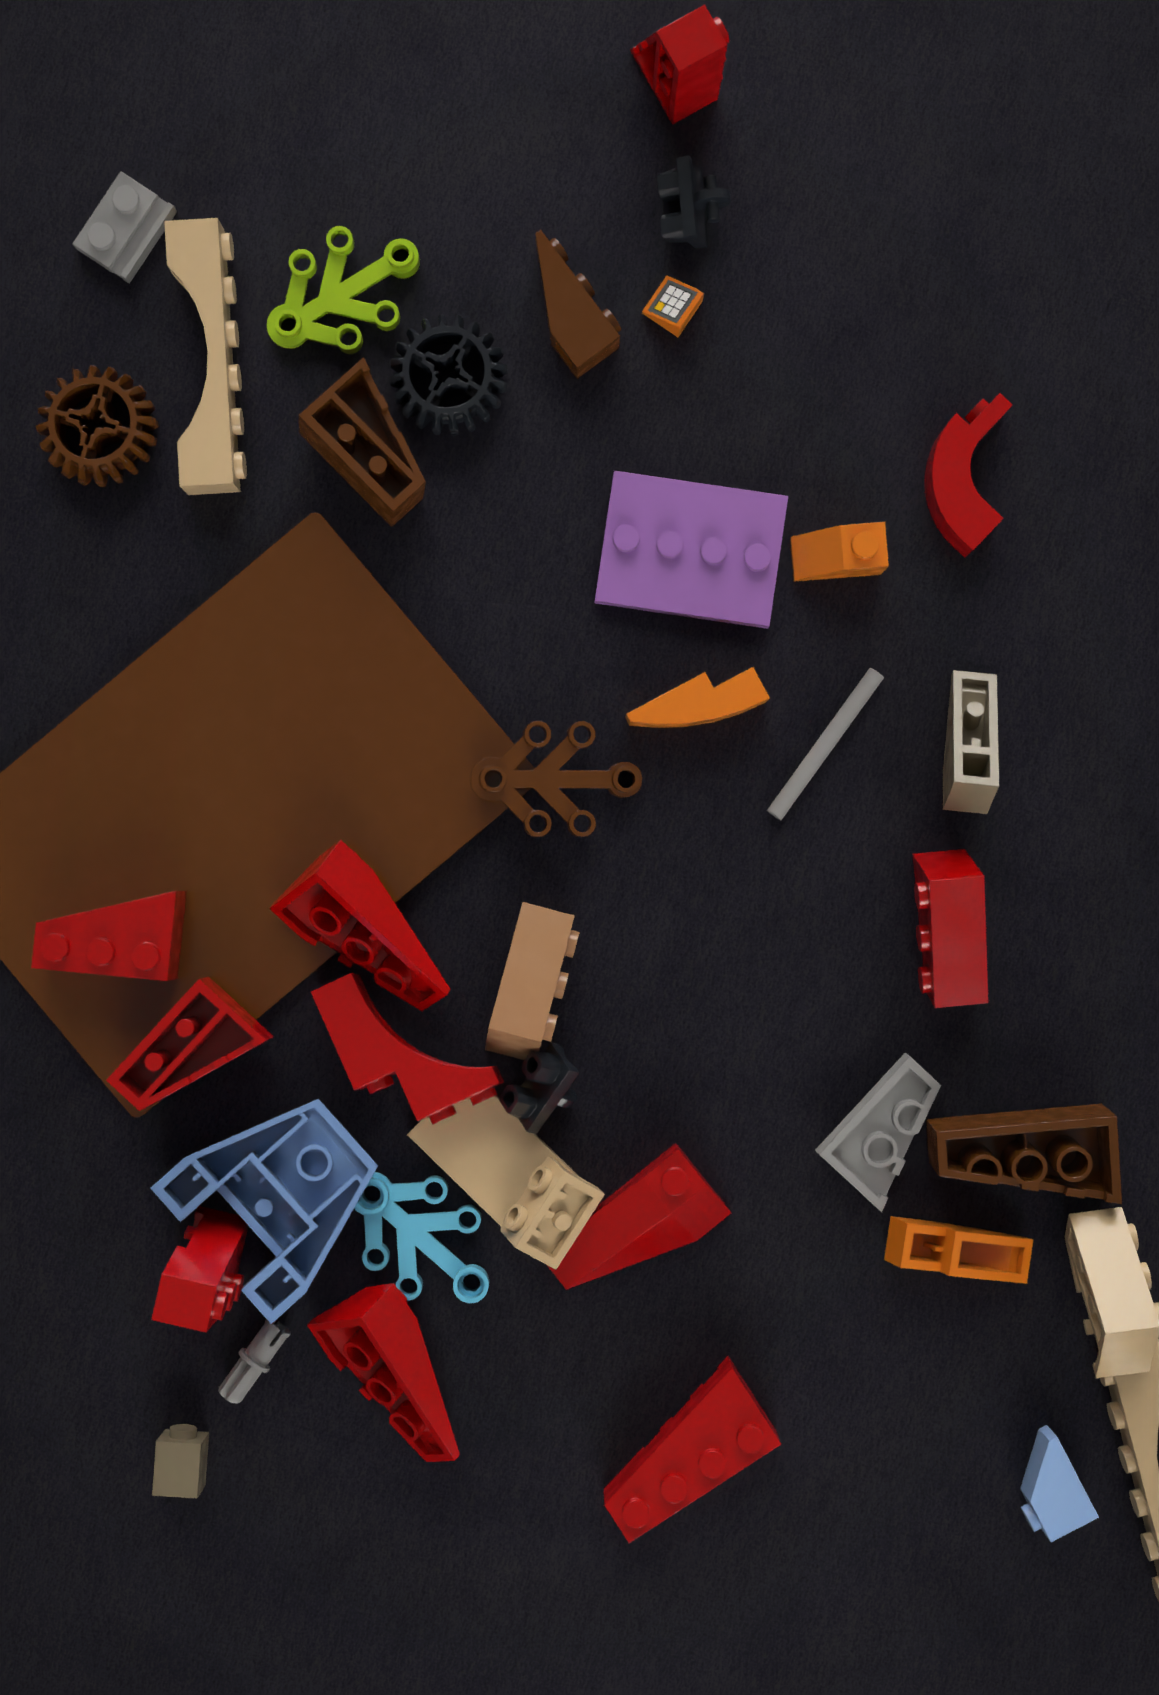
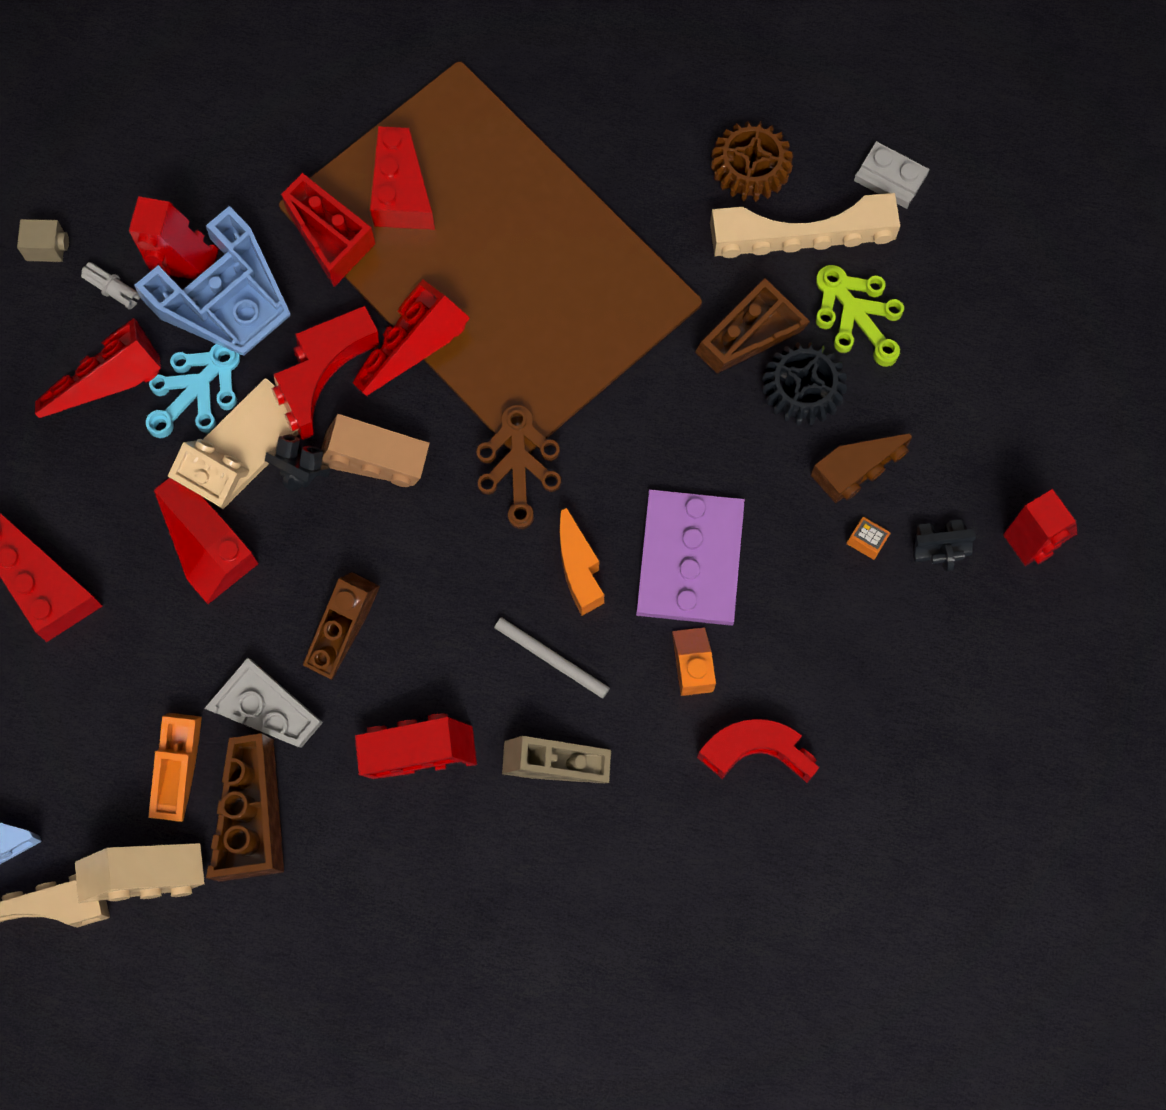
camera: 90 degrees right, 15 degrees down
(771, 1027) = (340, 623): none -> reddish brown slope

